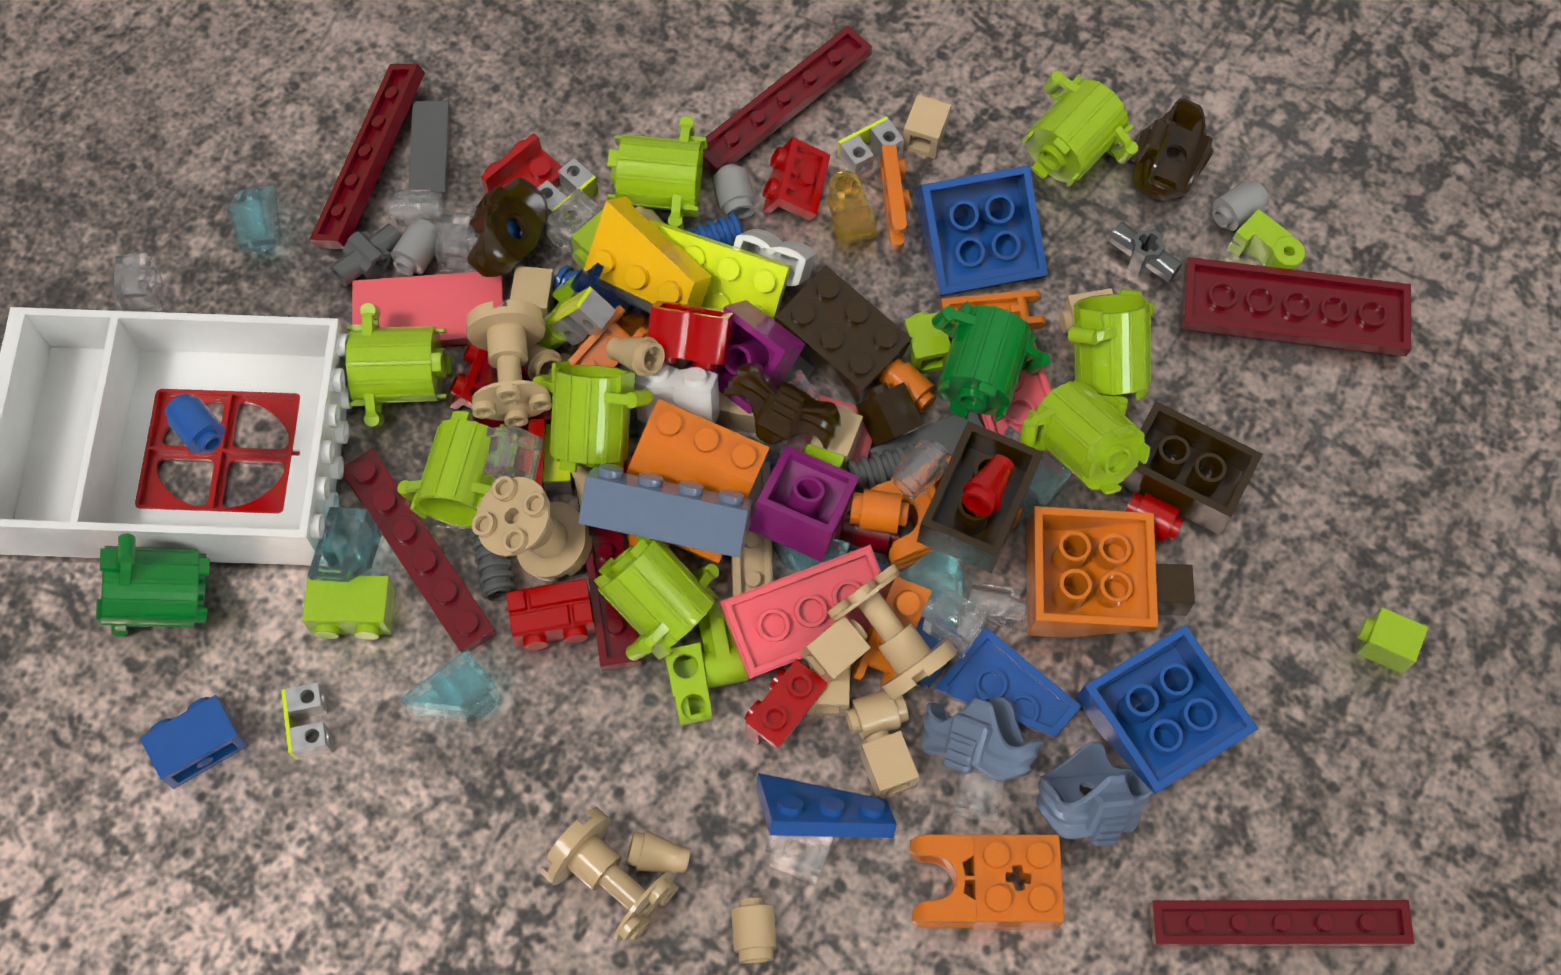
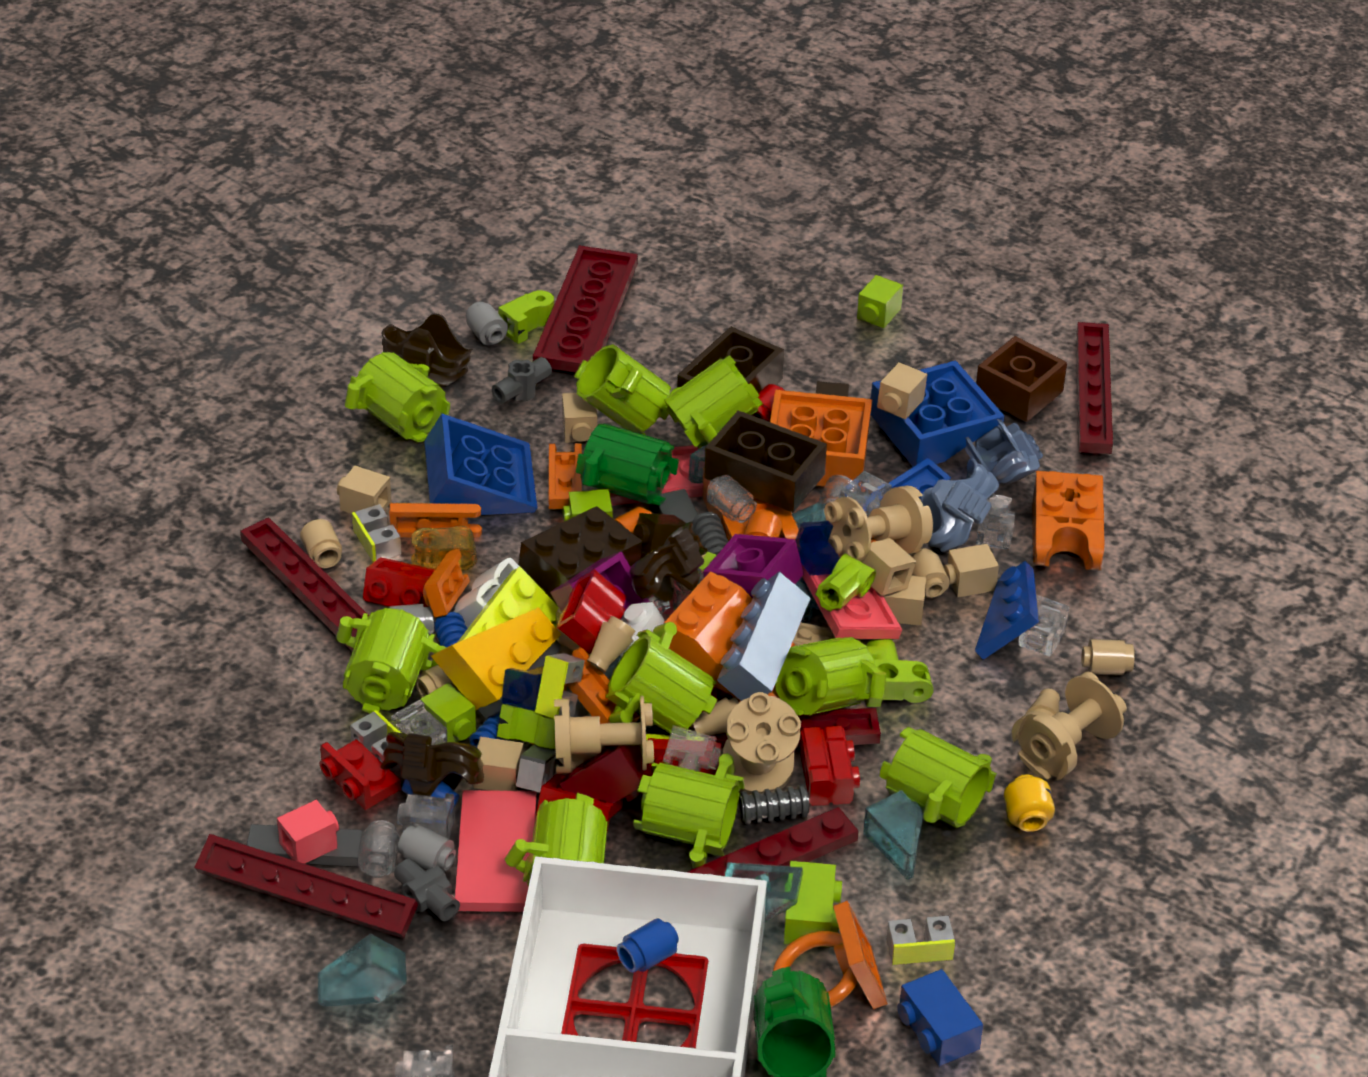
camera: 85 degrees left, 25 degrees down
(260, 647) = (852, 953): none -> orange tile
(419, 140) = (308, 832): none -> coral brick
(501, 833) = (1029, 803): none -> yellow head
(518, 727) = (938, 777): none -> lime container
(779, 212) = (445, 584): none -> orange hinge
(786, 704) = (924, 621): red bracket -> none
(798, 606) = (847, 580): none -> lime piece
(842, 98) = (321, 543): none -> tan brick
(845, 569) = (814, 549): none -> clear blue bracket
(987, 488) = (773, 433): red cone -> none
(1154, 653) = (902, 390): none -> tan brick
(1260, 820) = (1021, 378): none -> reddish brown brick

